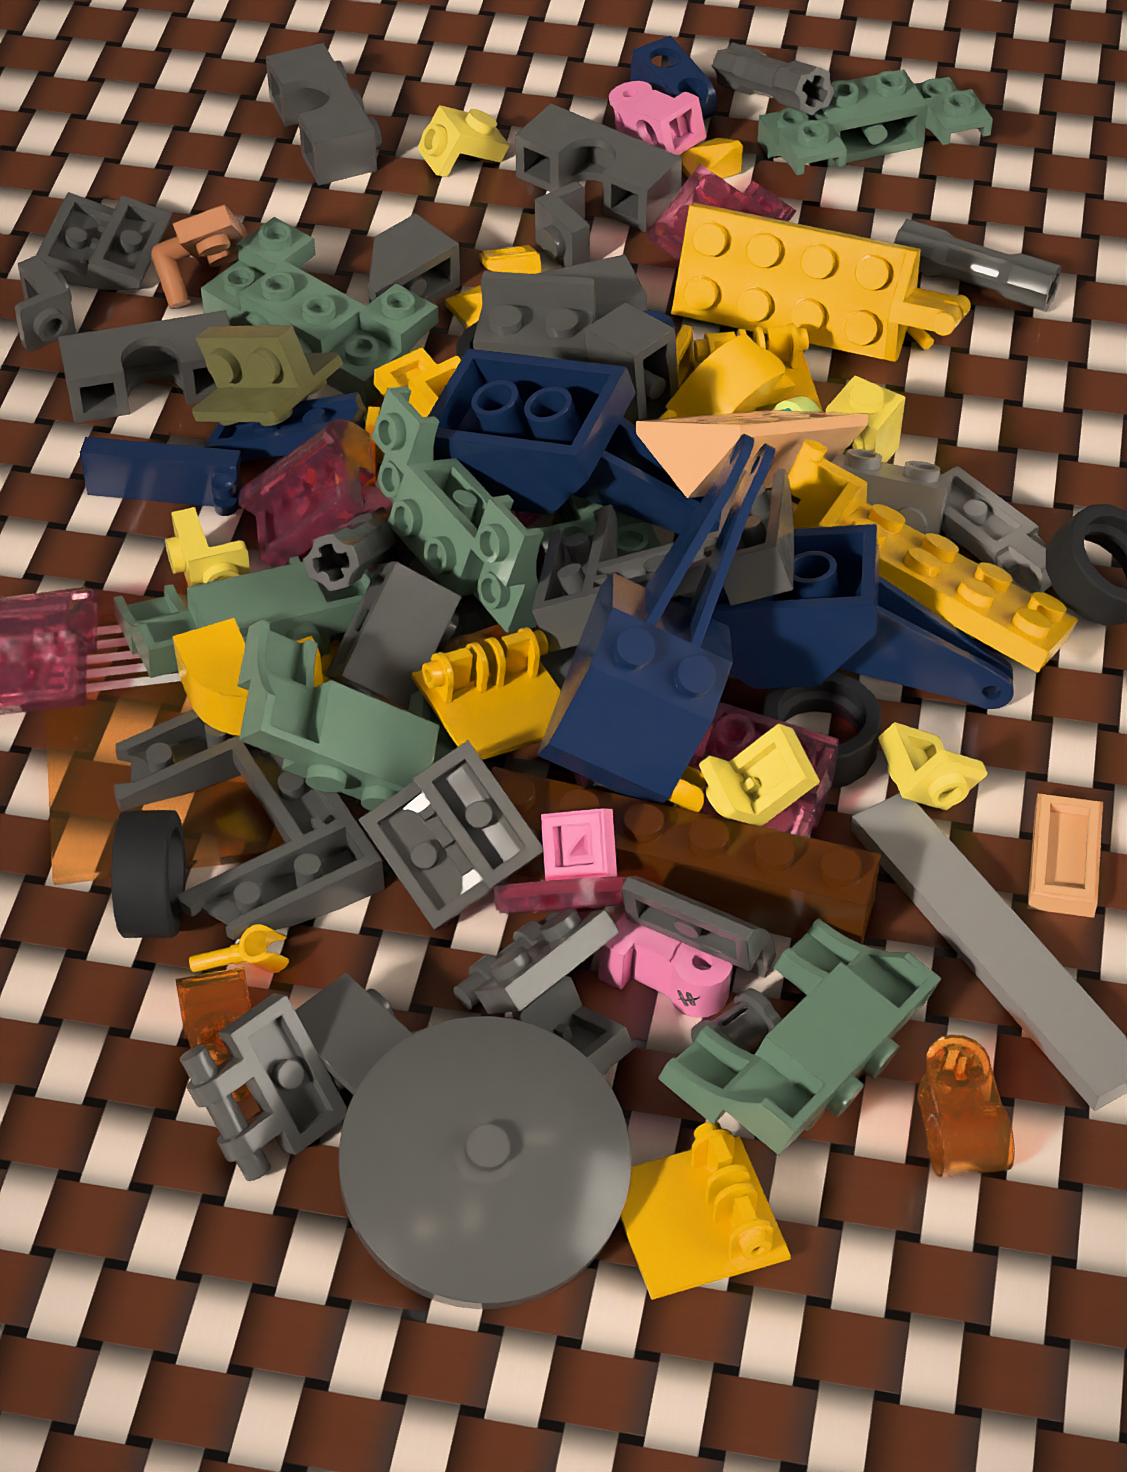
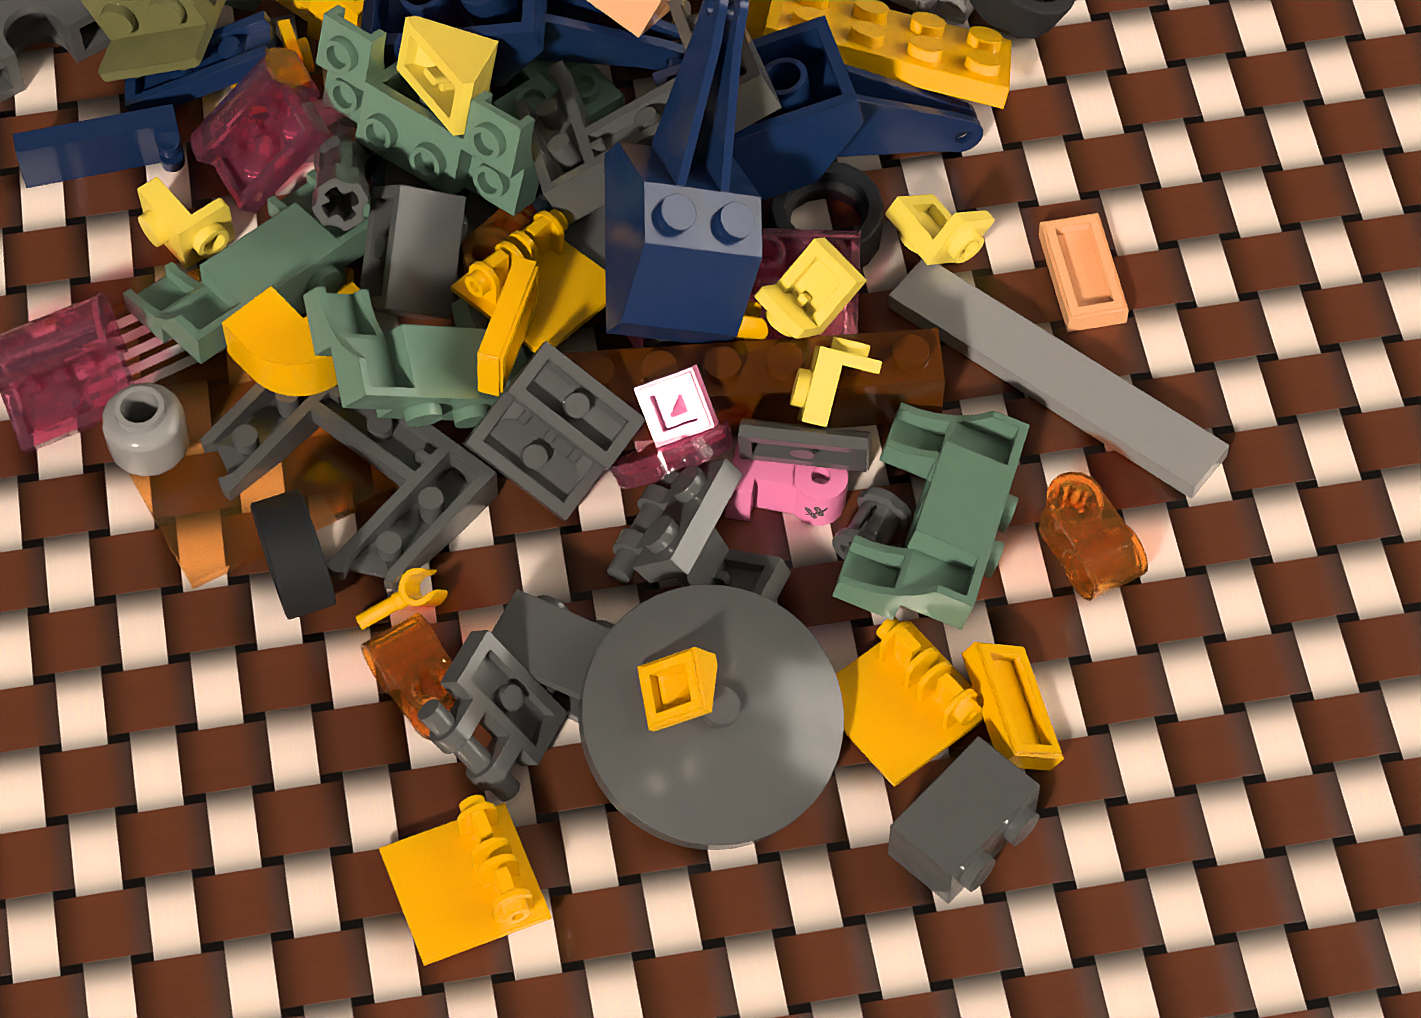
camera: 20 degrees left, 10 degrees up
(71, 720) = (145, 429): none -> light grey head
(169, 1245) = (465, 881): none -> yellow hinge
(440, 719) = (507, 326): none -> yellow tile
(450, 1111) = (678, 687): none -> yellow slope
(485, 466) = (446, 68): none -> light yellow slope
(707, 1358) = (965, 821): none -> dark grey brick
(725, 867) = (816, 387): none -> light yellow bracket
(809, 1257) = (1012, 705): none -> yellow tile

